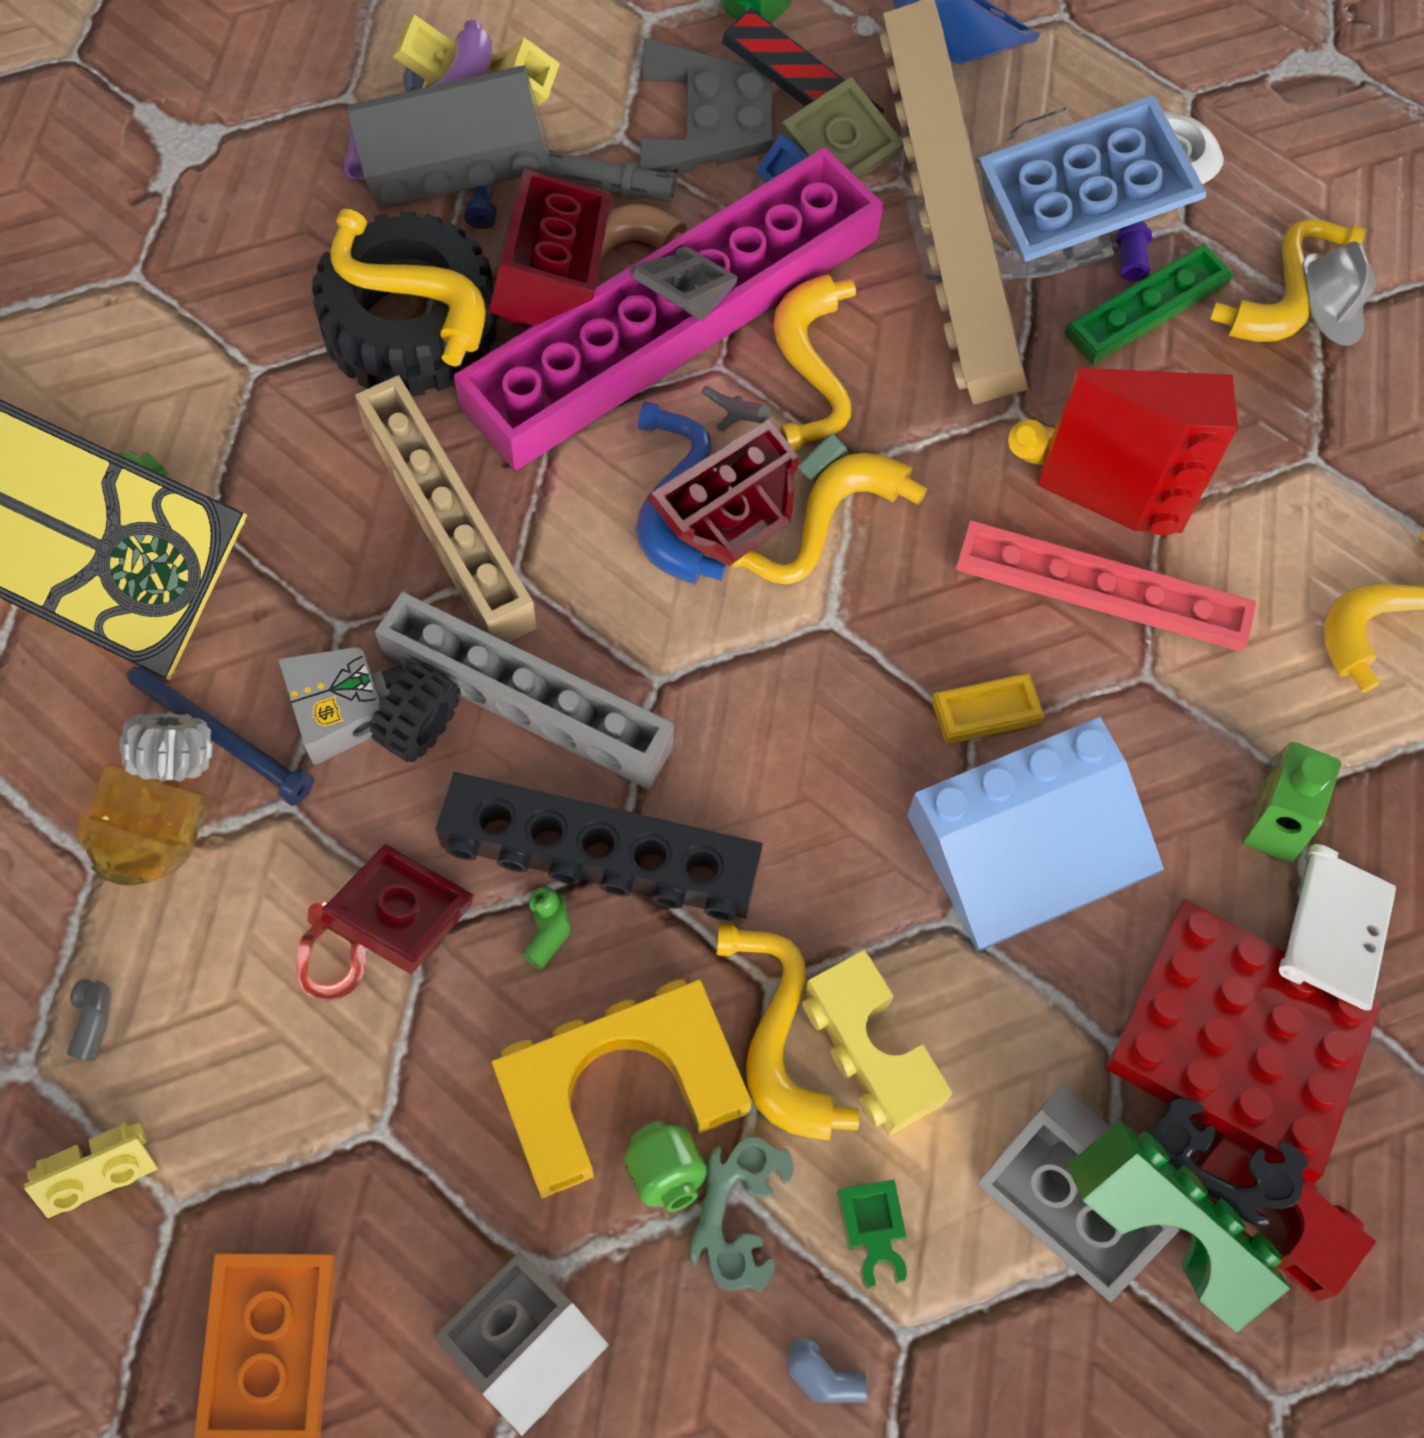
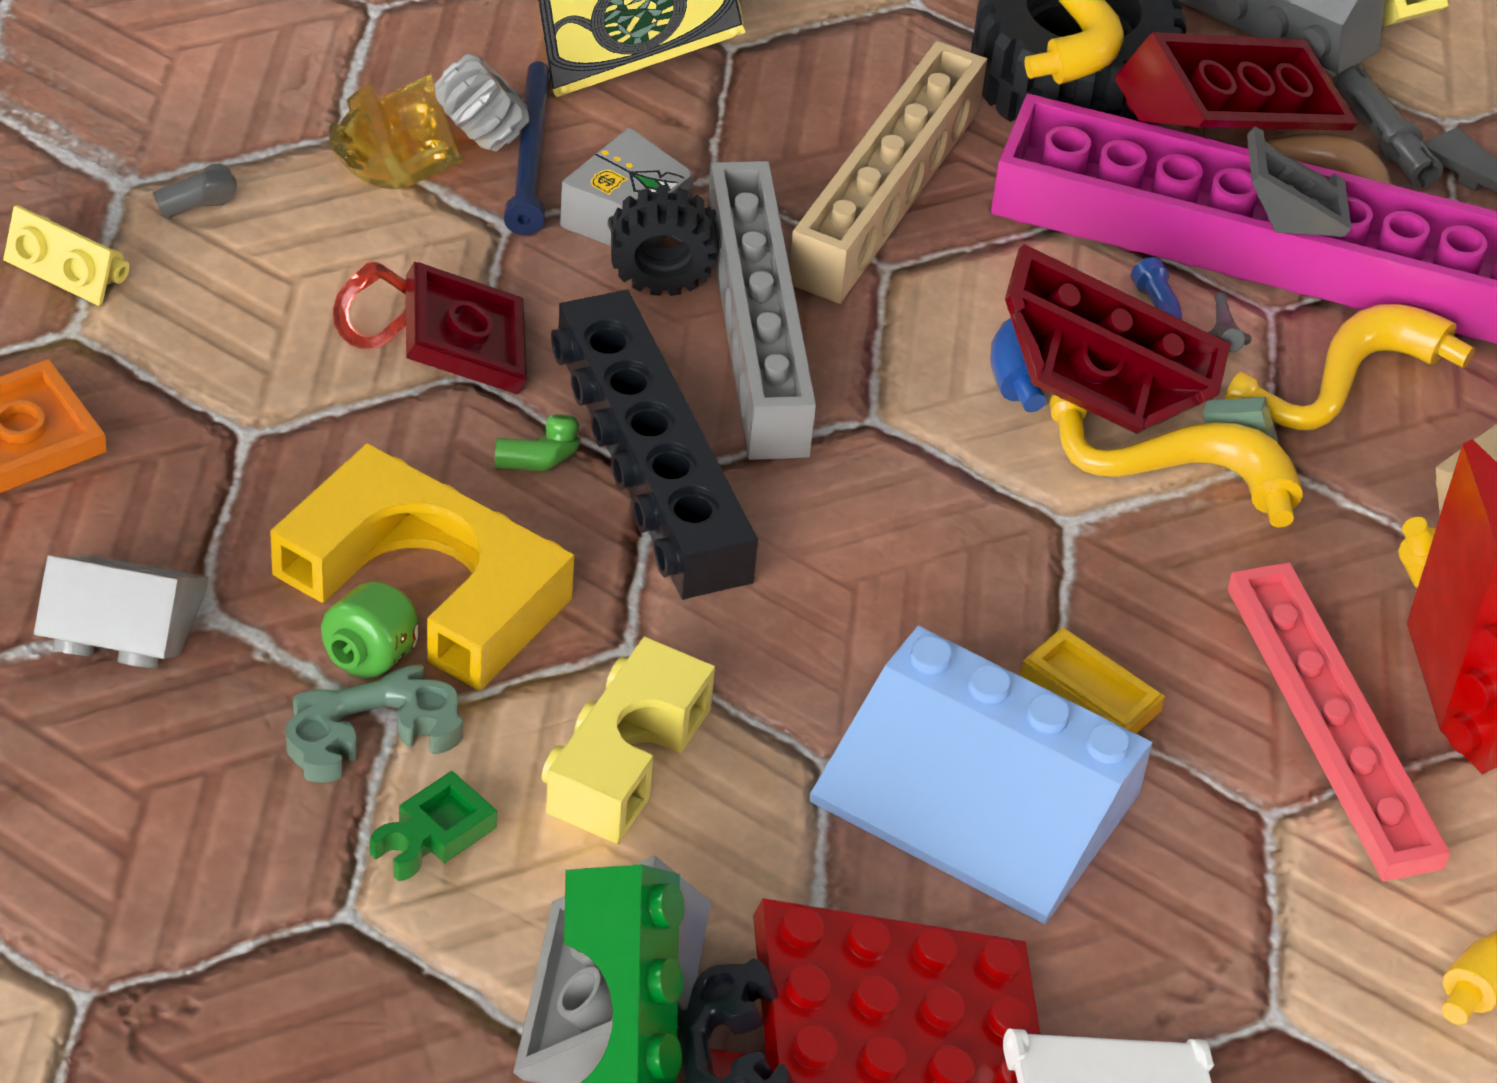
camera: 55 degrees right, 20 degrees down
(771, 1089) = (518, 676): yellow animal -> none
(818, 1379) = (247, 852): sand blue arm -> none
(1296, 787) = (1228, 974): bright green torso -> none

